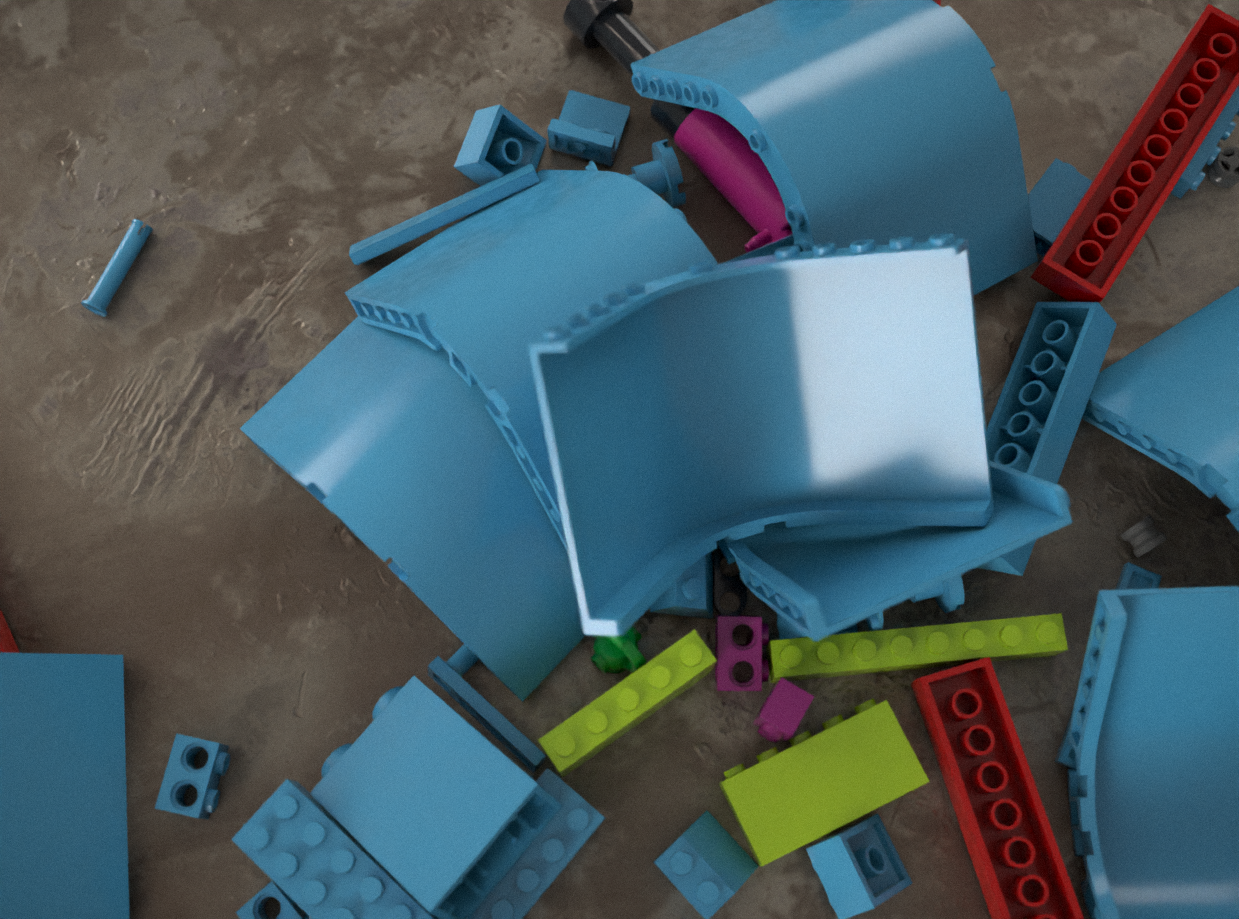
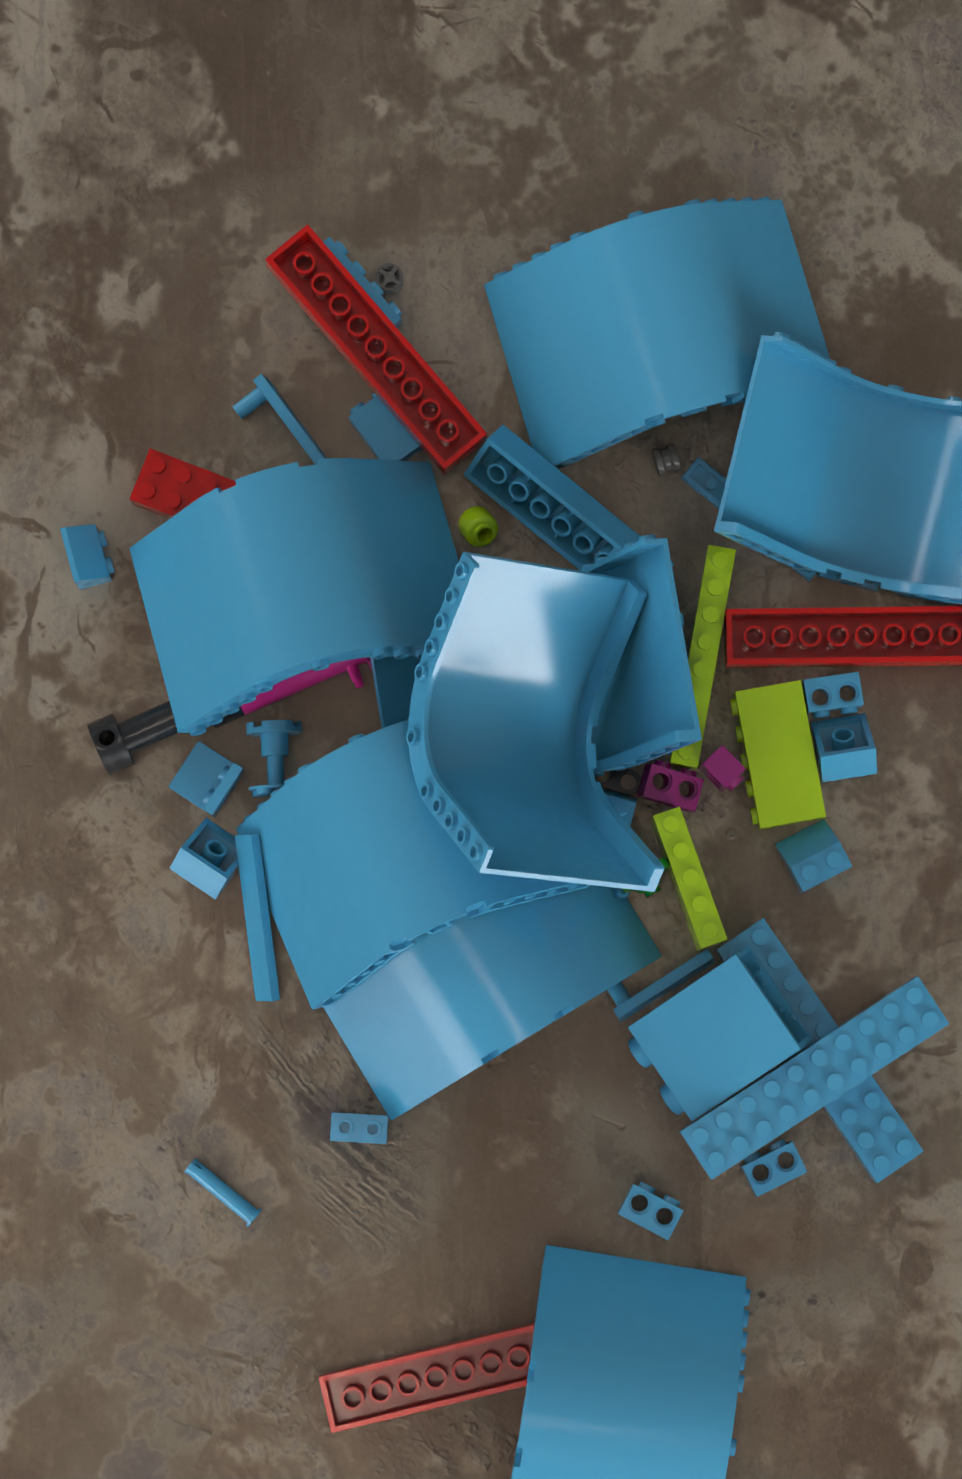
camera: 75 degrees left, 10 degrees up
(222, 394) = (359, 1128): none -> dark azure brick
(932, 826) = (831, 687): none -> dark azure brick
(990, 335) = (478, 526): none -> lime head
(1047, 73) = (266, 391): none -> dark azure piece

